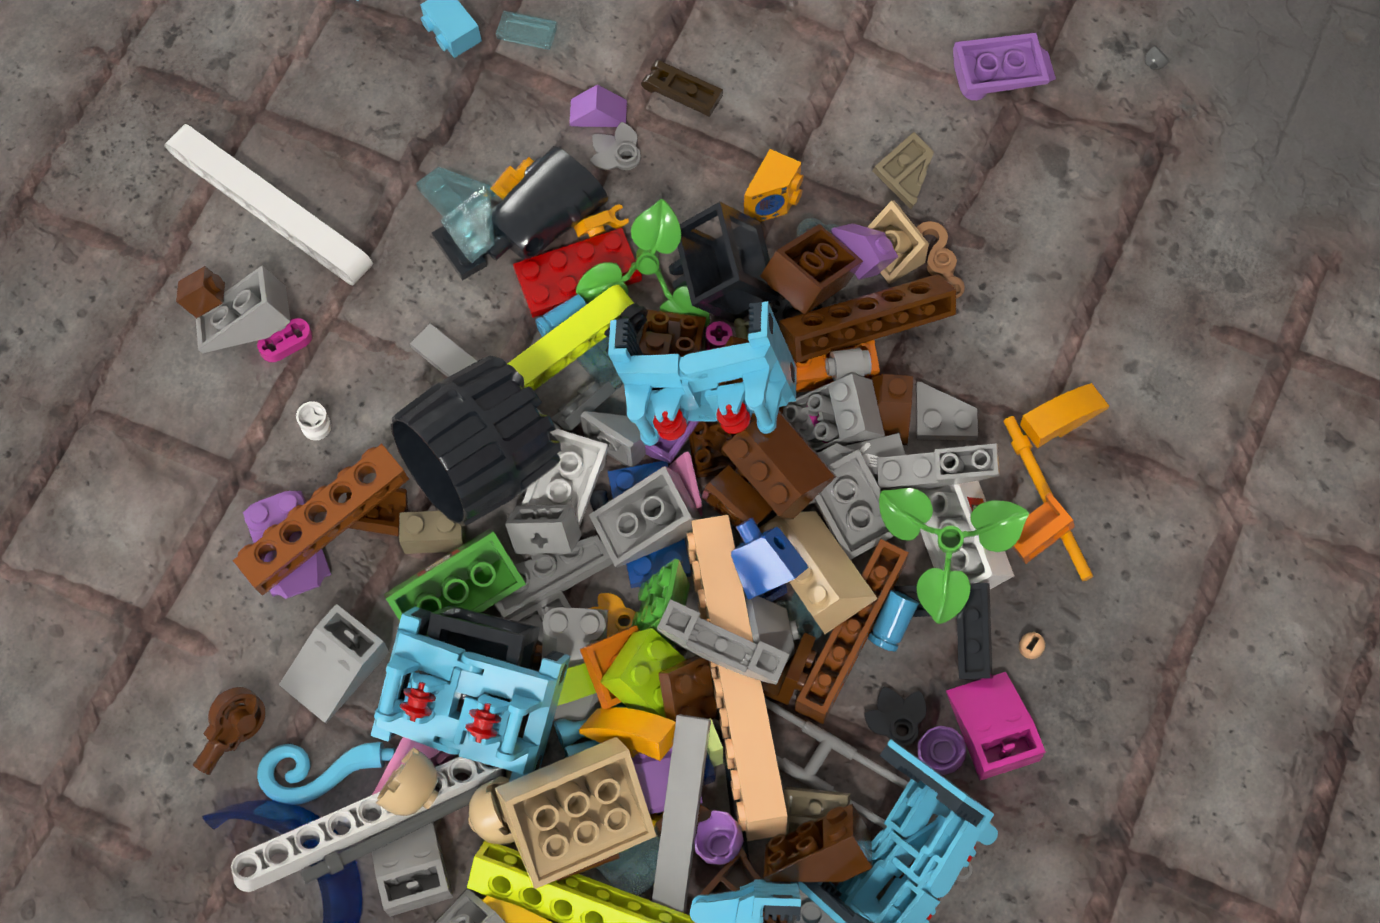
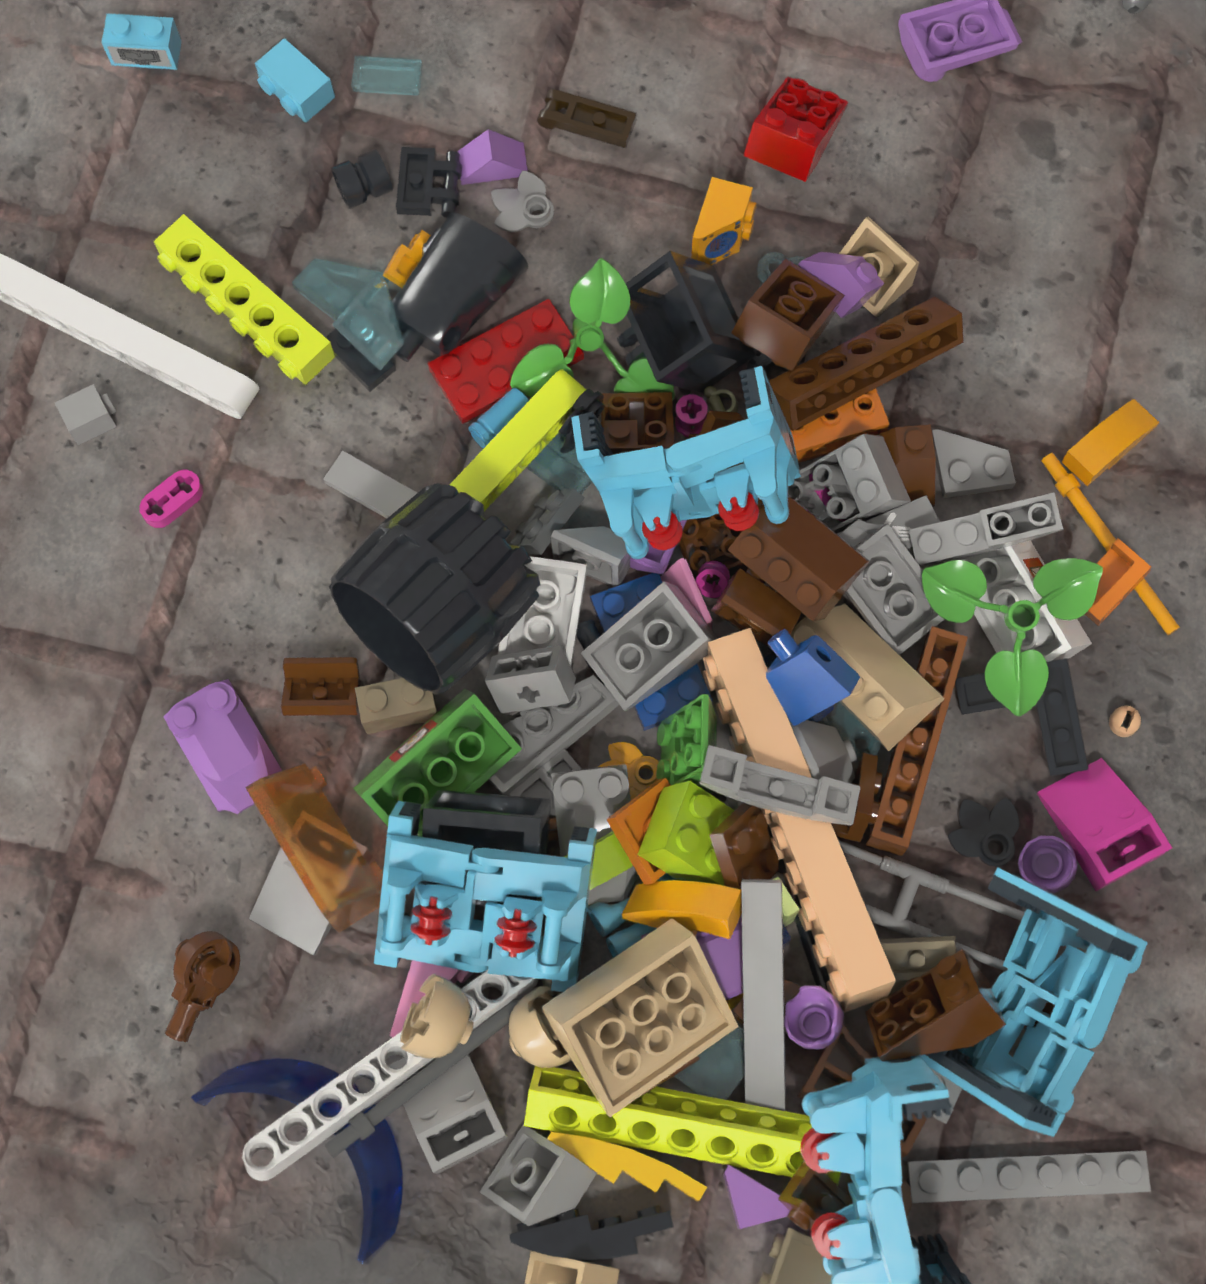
camera: 10 degrees left, 5 degrees up
(200, 292) = (58, 456): reddish brown brick -> none
(231, 261) = (87, 414): none -> light grey brick
(249, 313) = (116, 474): light grey slope -> none
(308, 416) = (221, 585): white wheel -> none
(317, 535) = (260, 732): dark orange brick -> none
(338, 137) = (186, 240): none -> neon yellow brick
(343, 632) = (318, 844): none -> clear orange windscreen
(359, 757) = (363, 990): medium azure plant -> none
(489, 109) = (362, 179): none -> black wheel
(533, 118) = (416, 182): none -> black plate
(595, 224) = (517, 300): light orange plate -> none
(707, 465) = (711, 568): none -> dark pink bush
(848, 362) = (852, 421): light grey brick -> none
(851, 121) = (795, 128): none -> red slope
(893, 620) = (963, 720): dark azure piece -> none
(906, 168) = (870, 176): dark tan wing -> none
(941, 260) = (931, 278): medium nougat piece -> none

